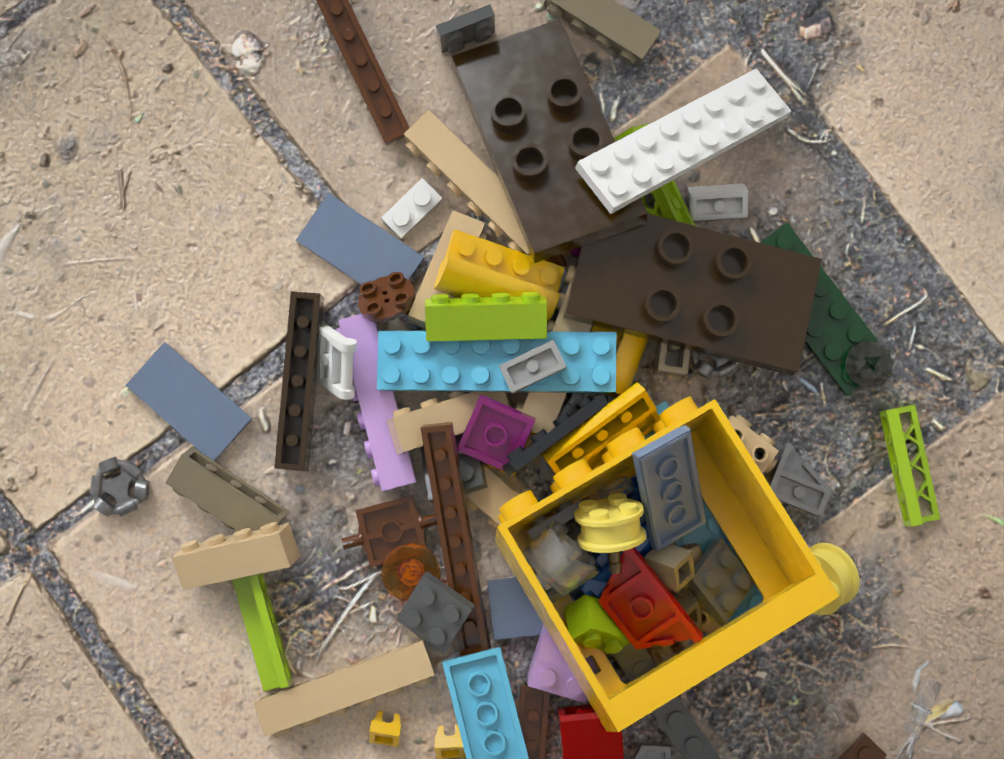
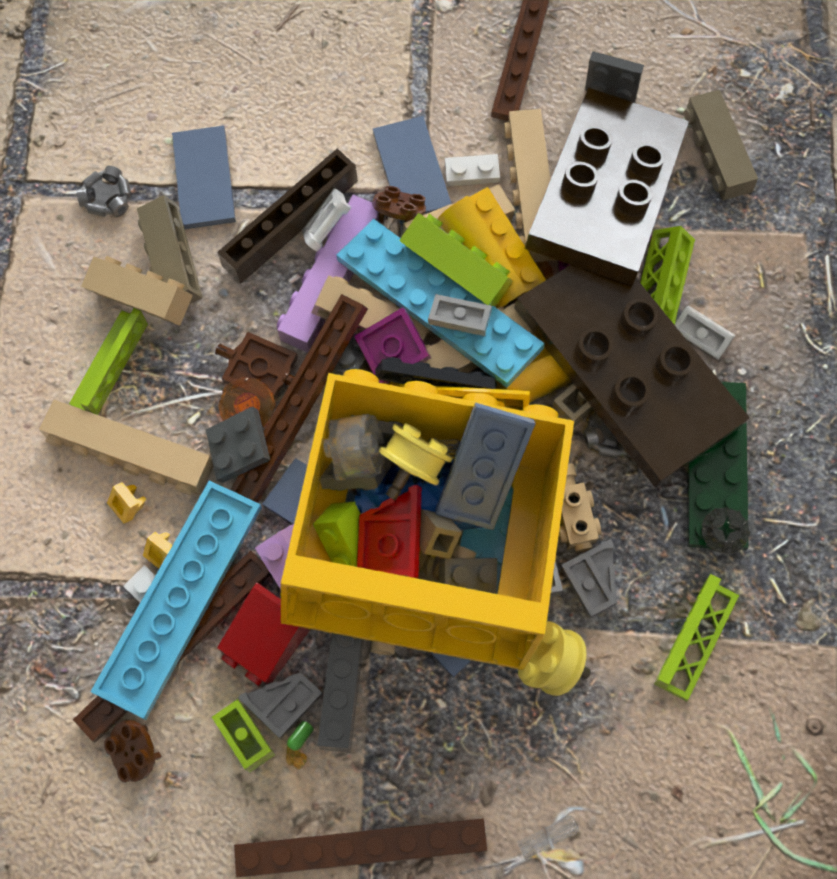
camera: 45 degrees right, 15 degrees down
(682, 140) = (710, 254): white plate -> none

